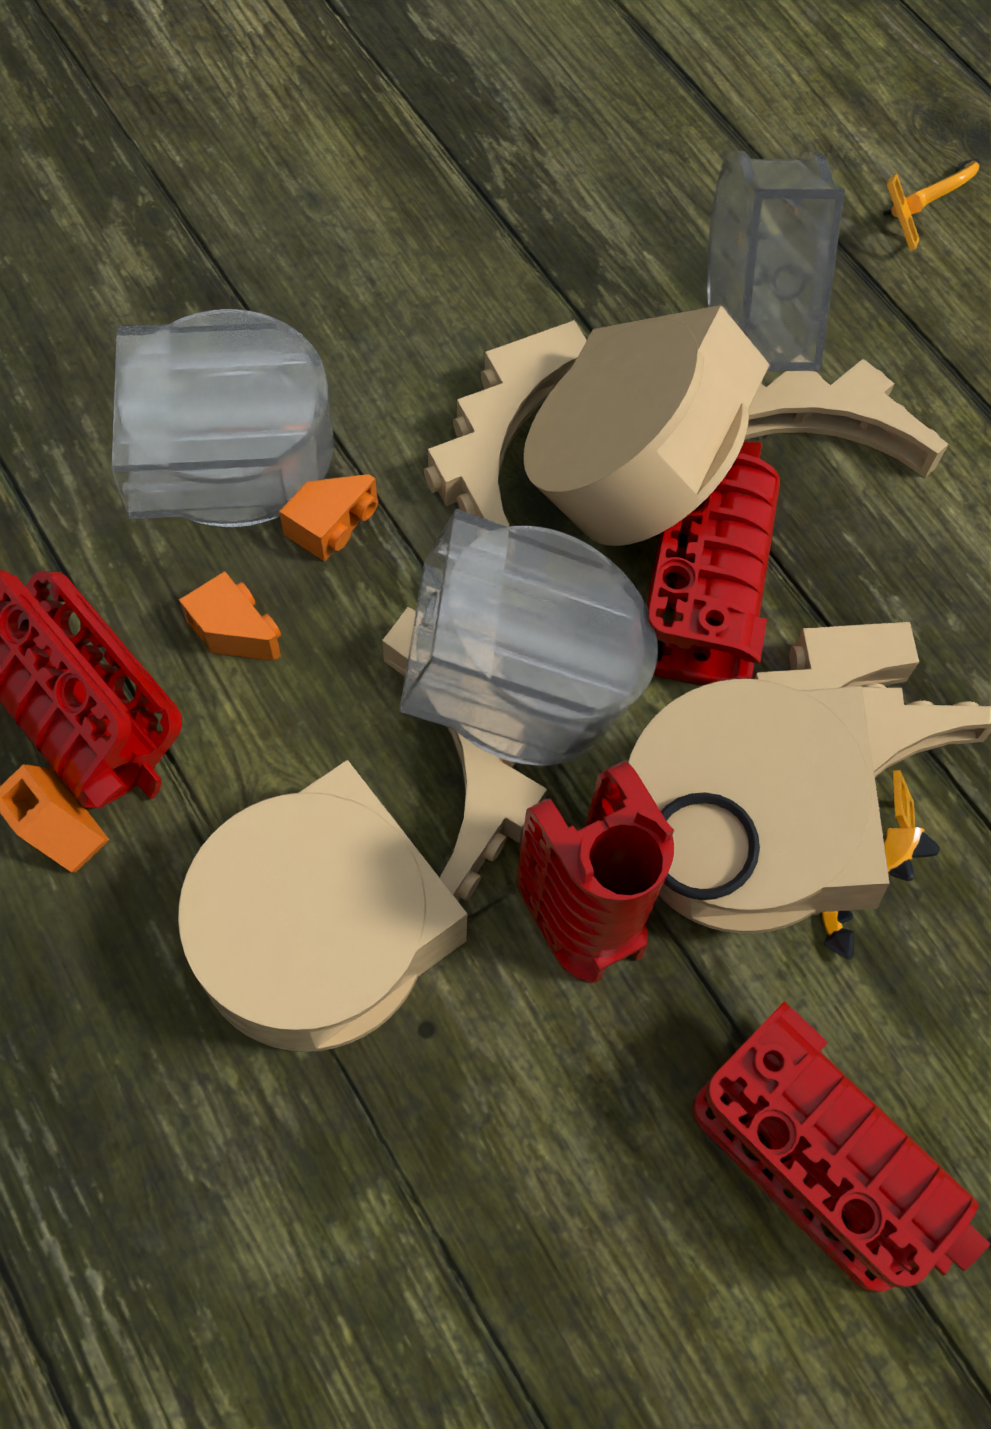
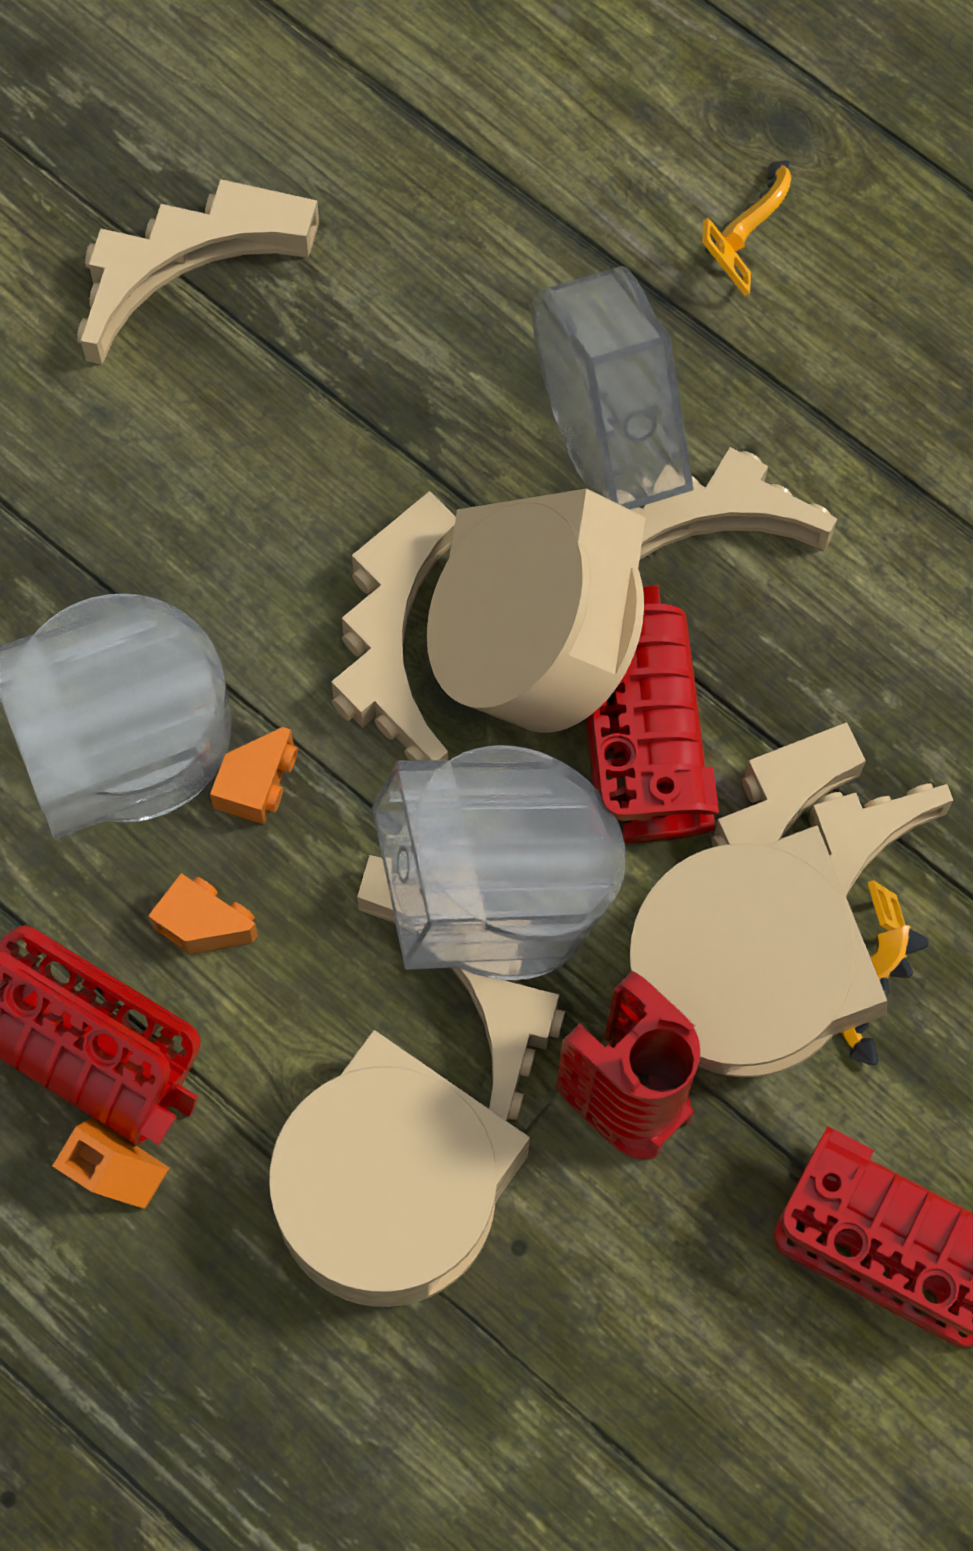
camera: 15 degrees left, 5 degrees up
(431, 85) = (234, 224): none -> tan arch
(753, 841) = (760, 996): black tyre -> none

